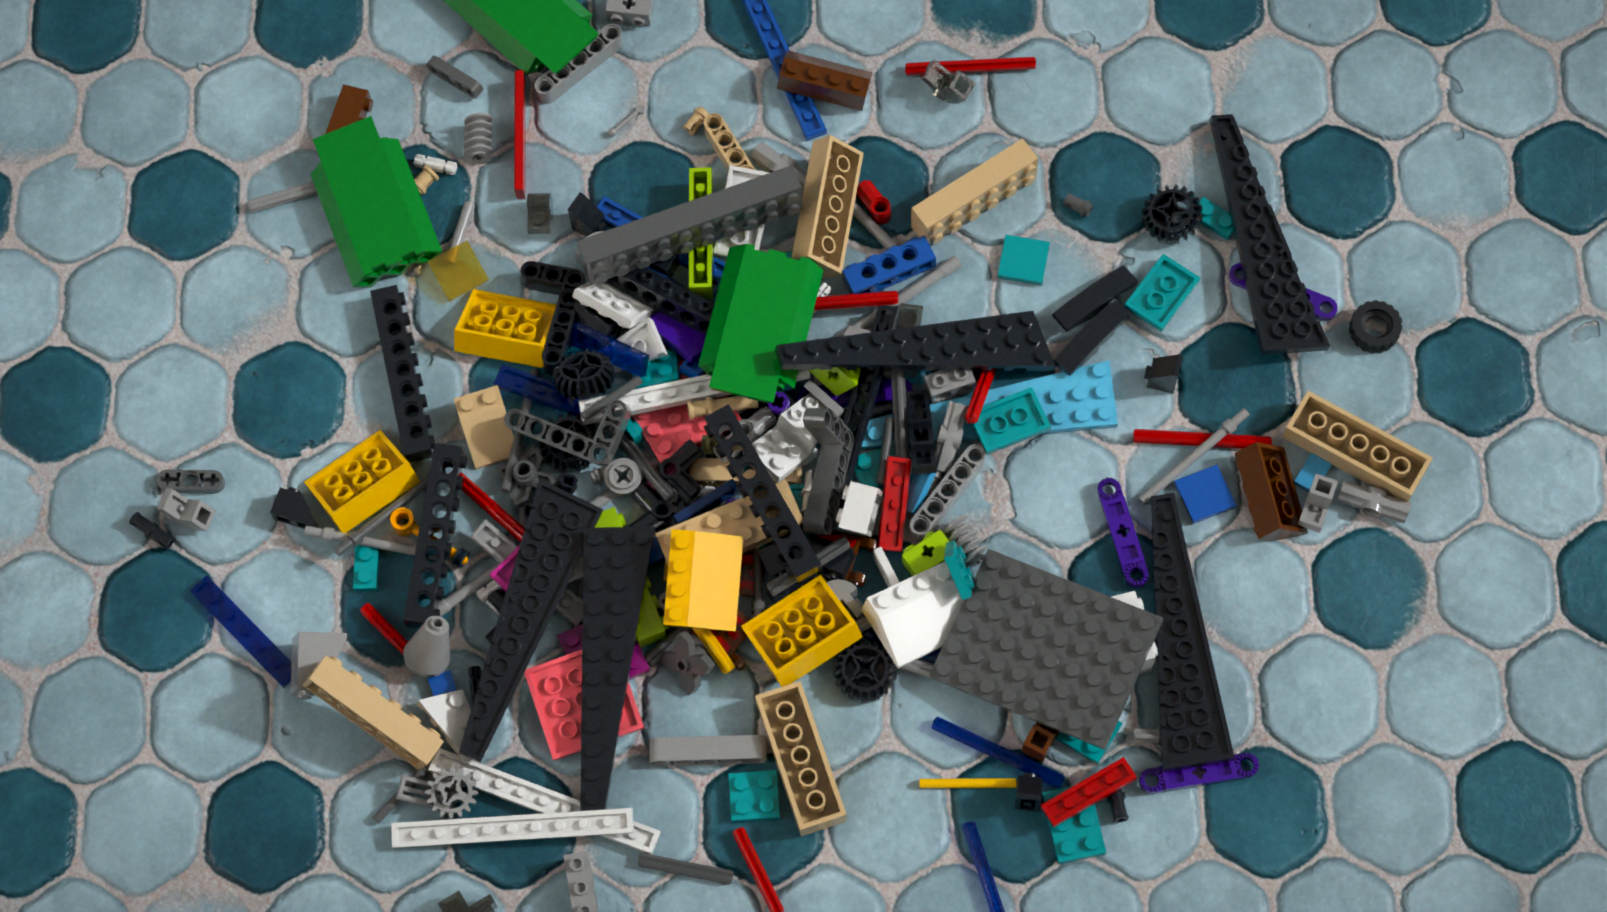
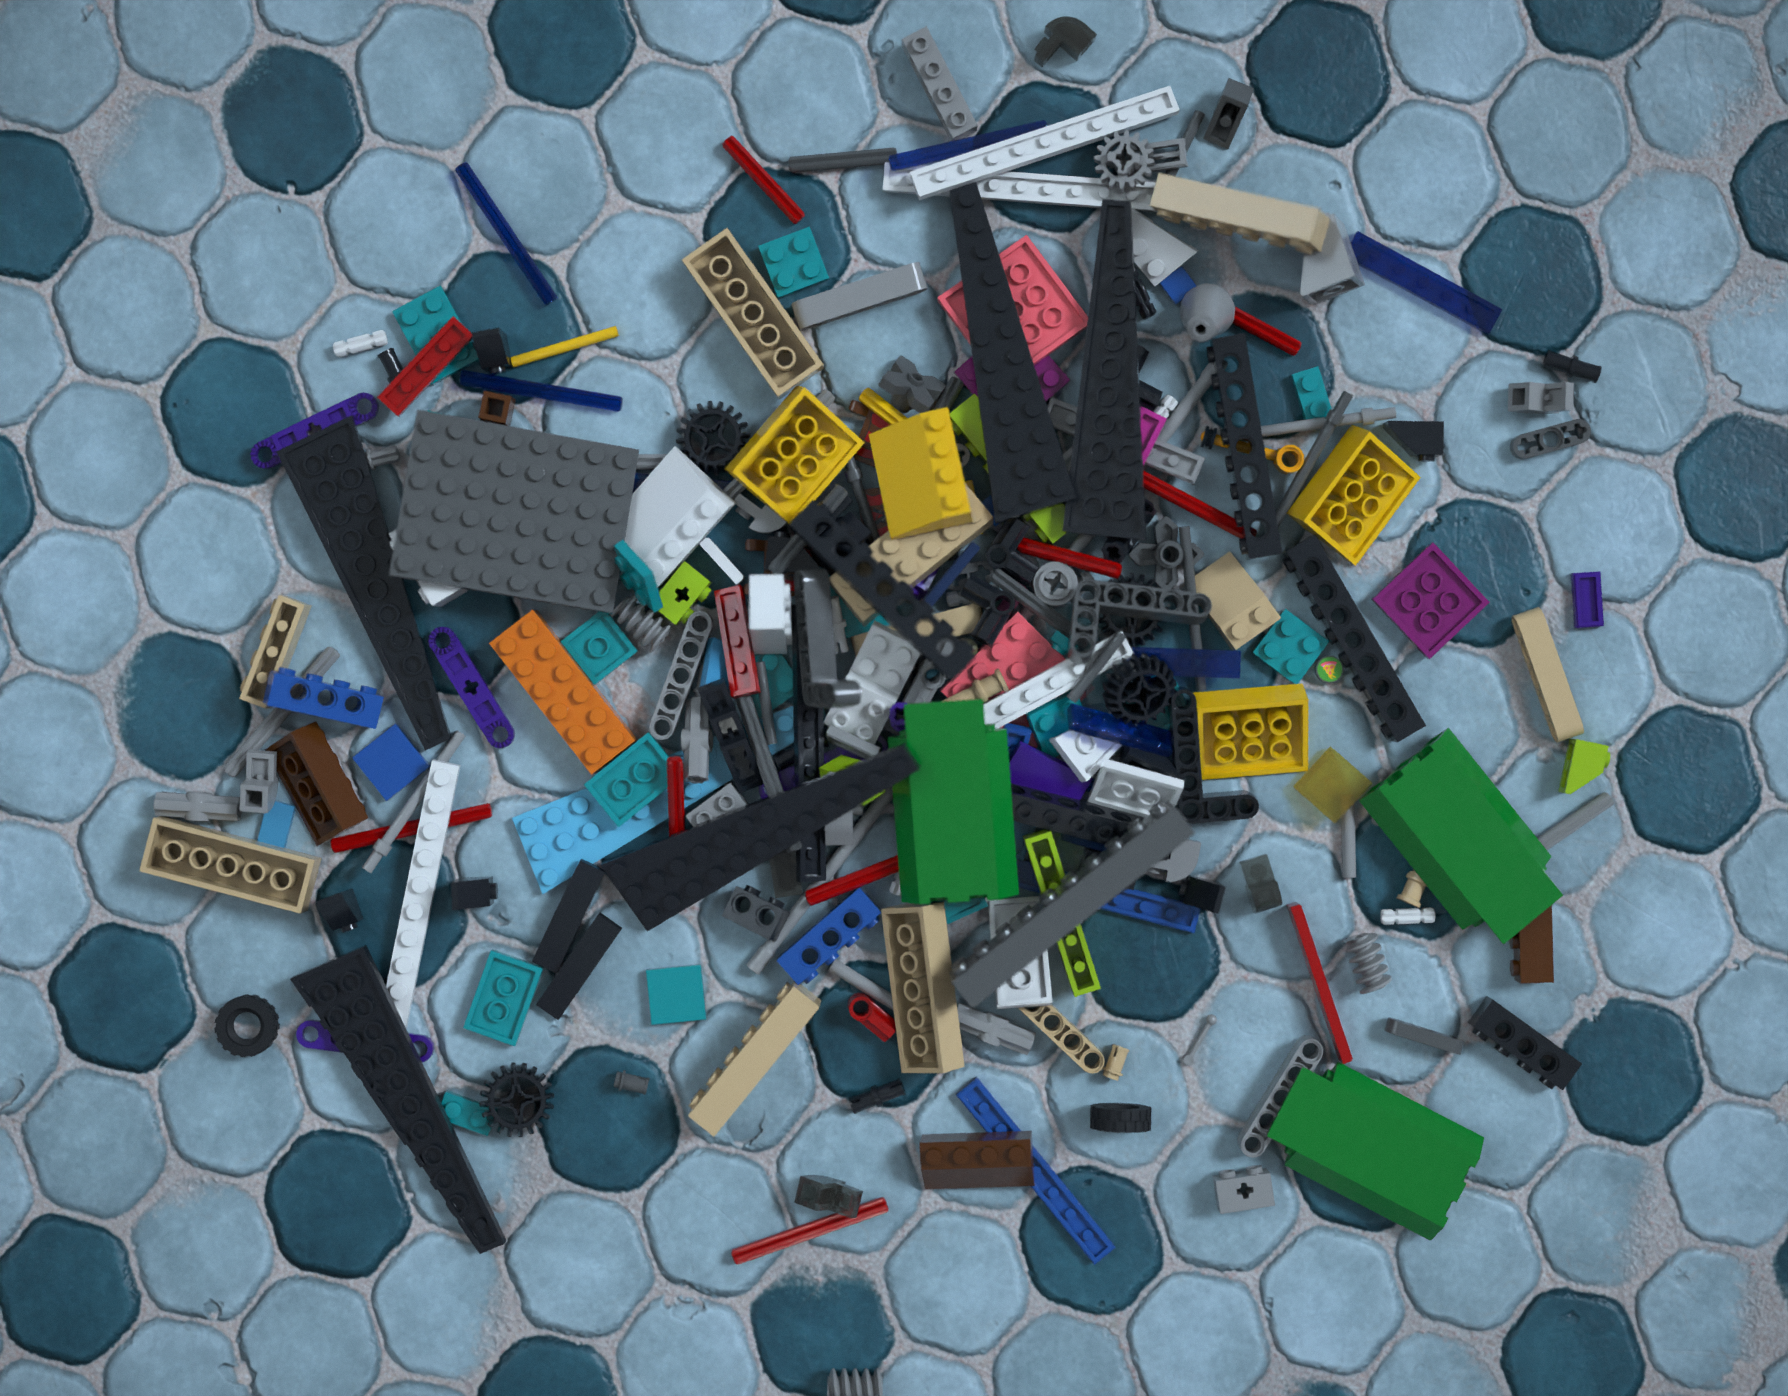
camera: 165 degrees right, 20 degrees up
(209, 354) = (1587, 599): none -> dark purple tile
(261, 233) = (1582, 764): none -> lime slope
(261, 306) = (1547, 674): none -> tan beam
(331, 385) = (1430, 600): none -> magenta plate
(351, 810) = (1228, 113): none -> dark grey slope
(397, 78) = (1562, 1065): none -> black brick
(429, 358) = (1329, 669): none -> tile
(452, 380) = (1290, 647): none -> teal plate
(593, 846) = (957, 147): none -> clear blue axle
(603, 492) = (1070, 557): none -> red axle
(705, 76) = (1120, 1117): none -> black tyre
(888, 145) = (877, 1096): none -> black pin
(945, 293) = (754, 917): none -> black brick
(1009, 533) = (599, 646): none -> teal plate
(1047, 506) = (563, 691): none -> orange brick
(1140, 834) = (360, 343): none -> white axle
(1204, 393) = (421, 885): none -> white plate
(1217, 533) = (364, 714): none -> blue brick
(1275, 390) = (341, 910): none -> black slope
(1277, 601) = (276, 646): none -> tan brick
(1285, 558) = (277, 715): none -> light grey axle

